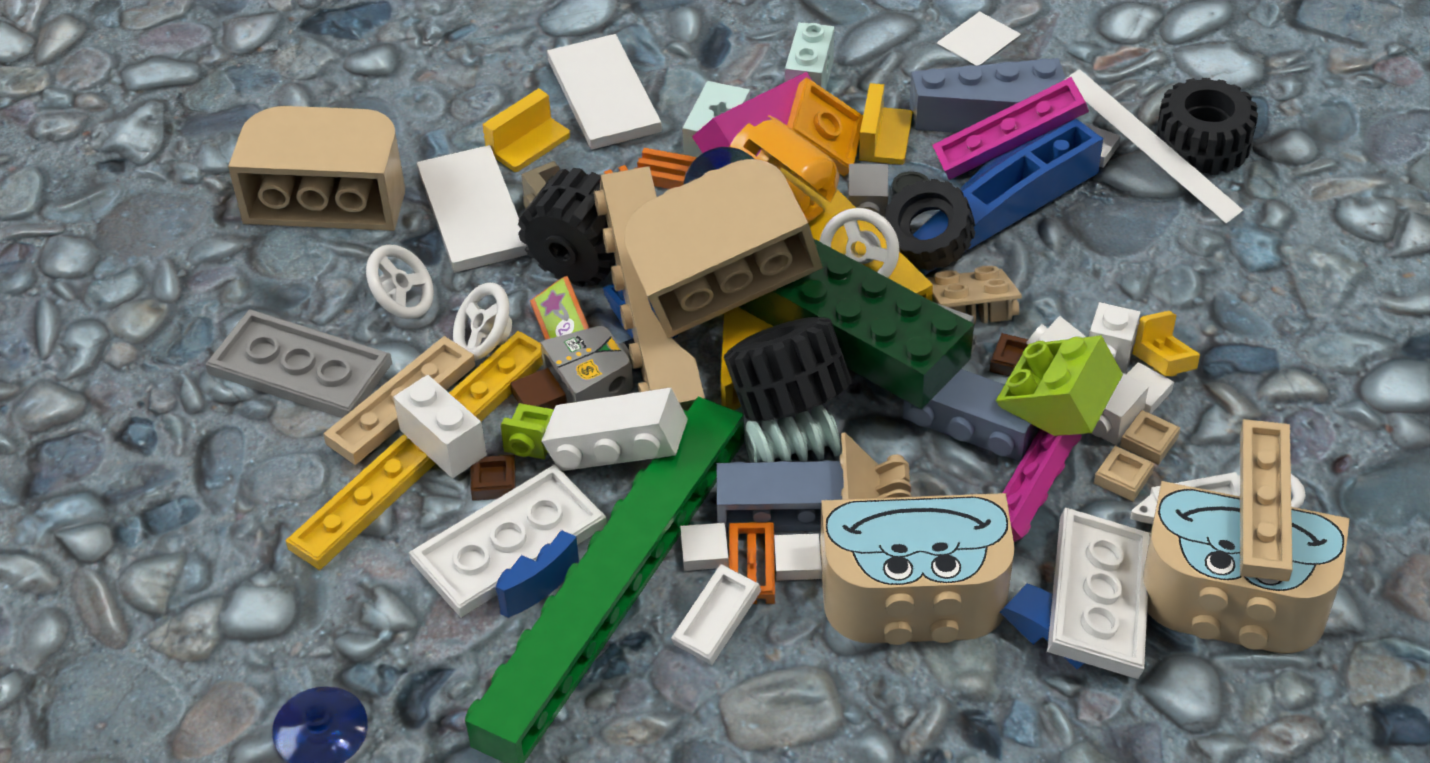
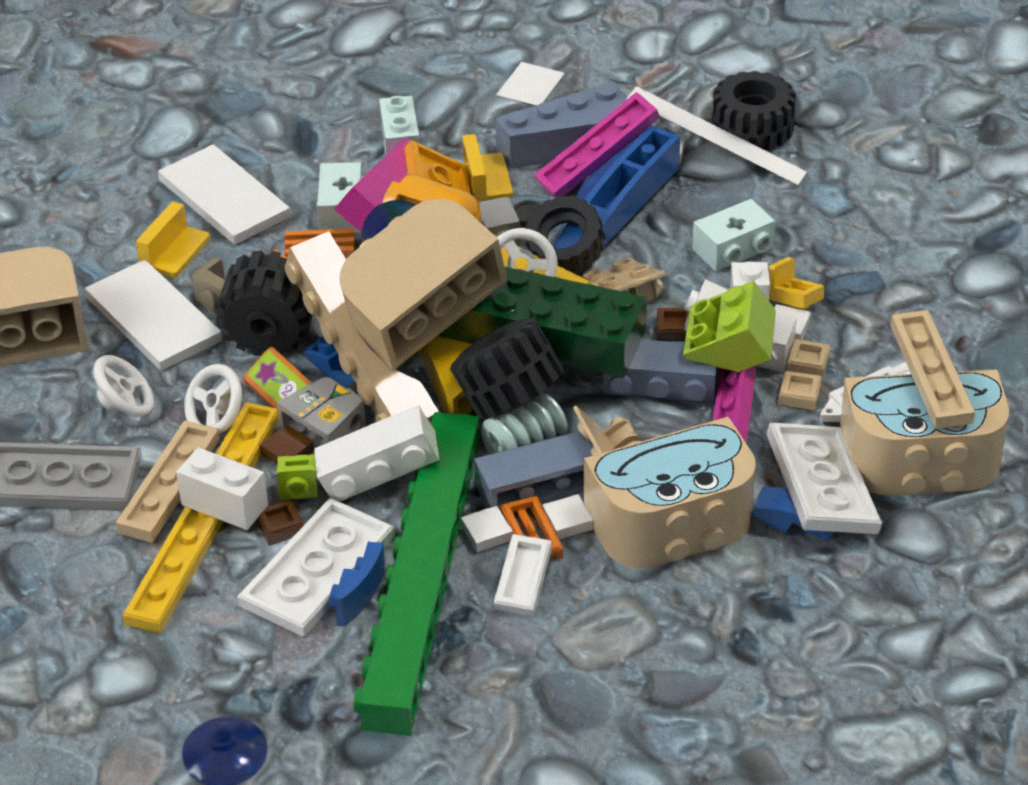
camera: 20 degrees left, 5 degrees down
(1123, 267) = (733, 235): none -> light aqua brick

